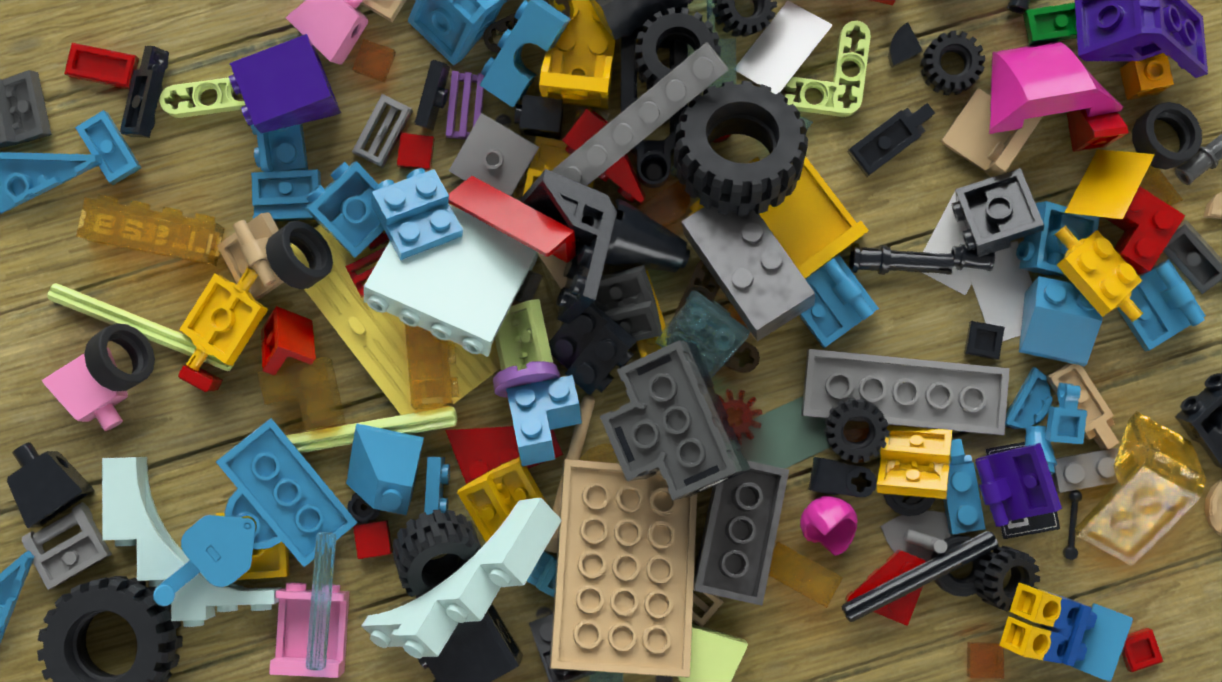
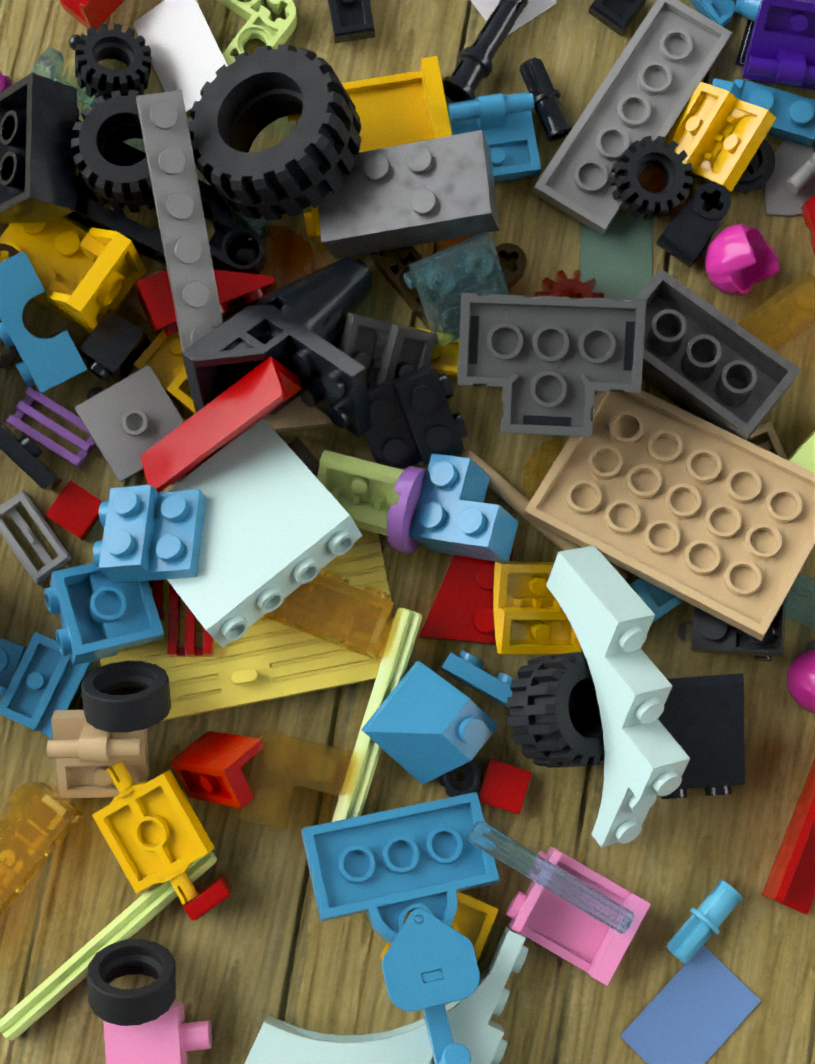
camera: 65 degrees left, 5 degrees down
(882, 323) = (545, 99): none -> black axle

